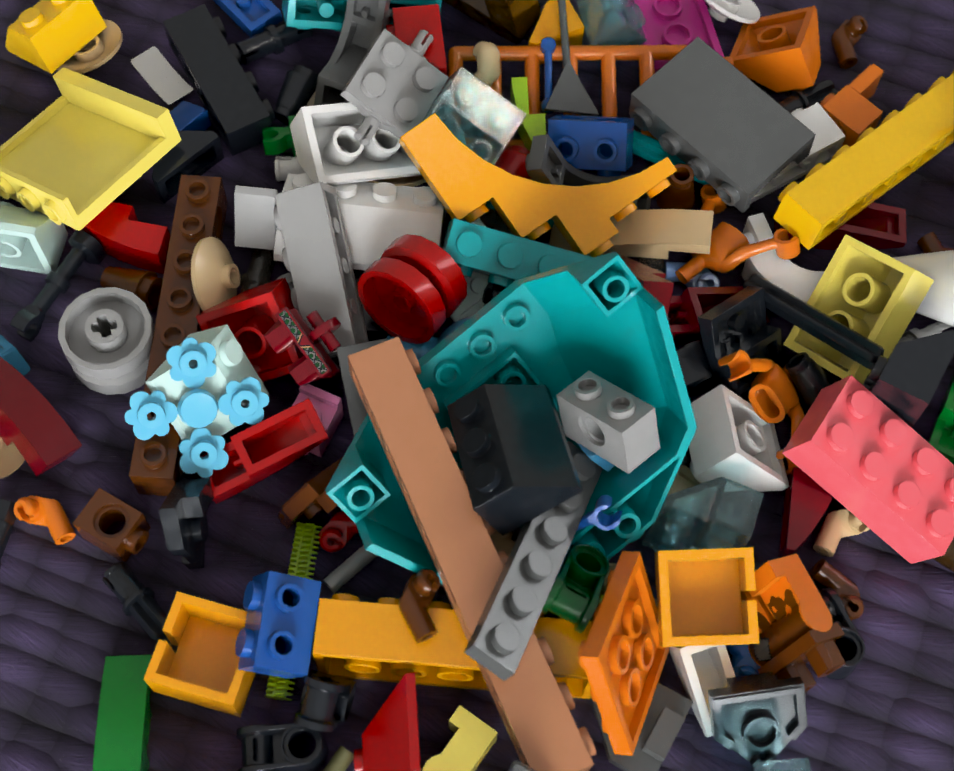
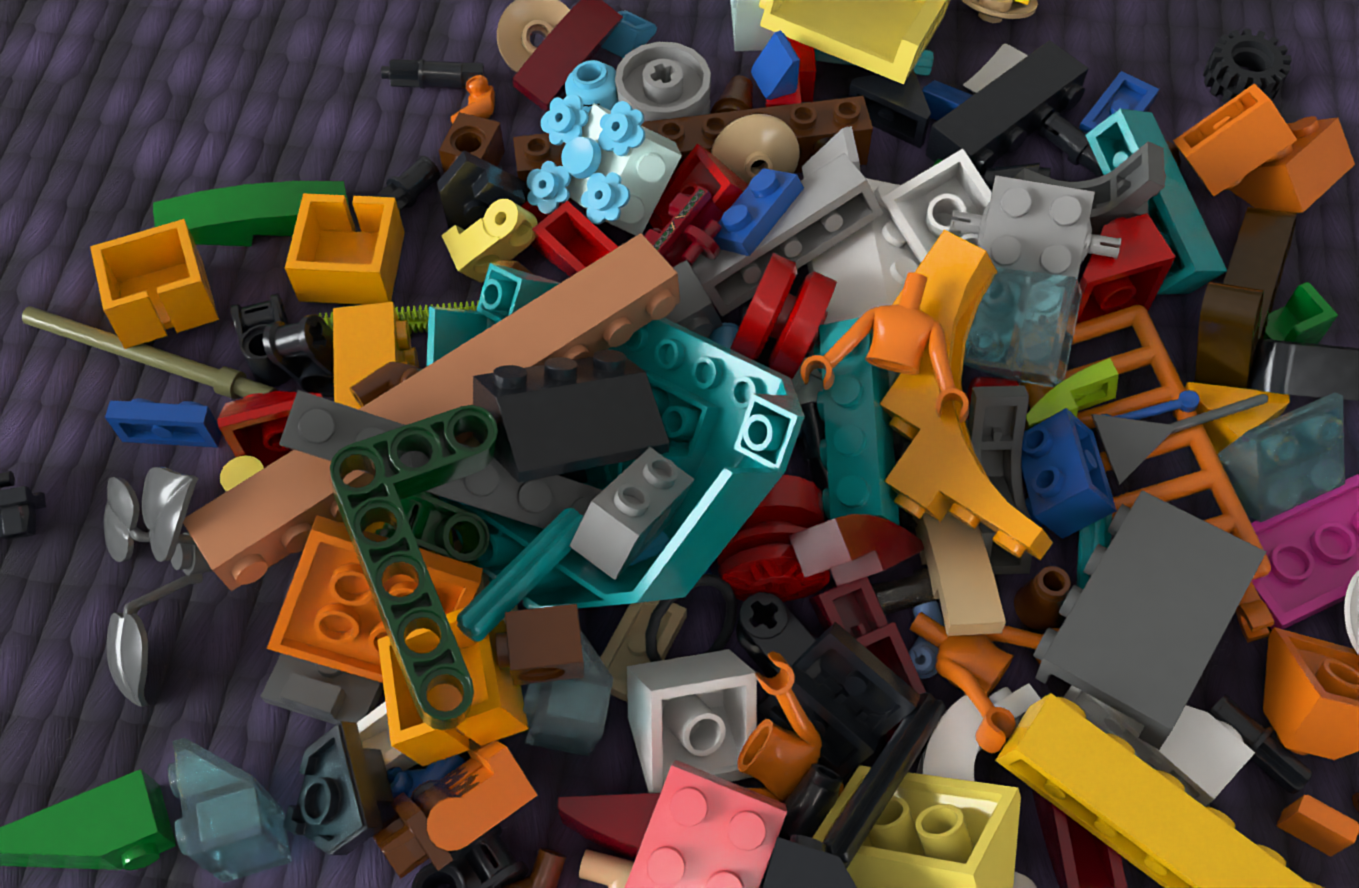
camera: 80 degrees right, 5 degrees down
(84, 247) = (718, 47): black piece -> none
(86, 398) = (594, 84): none -> medium azure head
(129, 231) = (777, 68): none -> blue slope
(236, 502) = (495, 237): none -> light yellow leg
(278, 625) = (363, 275): blue brick -> none
(302, 279) = (757, 210): none -> blue plate
(487, 62) = (1123, 343): tan arm -> none
(490, 201) = (897, 344): none -> orange piece
(598, 518) = (515, 534): blue hand -> none
(631, 585) = (400, 553): none -> dark green beam
(644, 513) = (519, 576): none -> teal axle
(705, 510) = (541, 645): none -> reddish brown brick
(851, 113) = (1261, 803): orange brick -> none

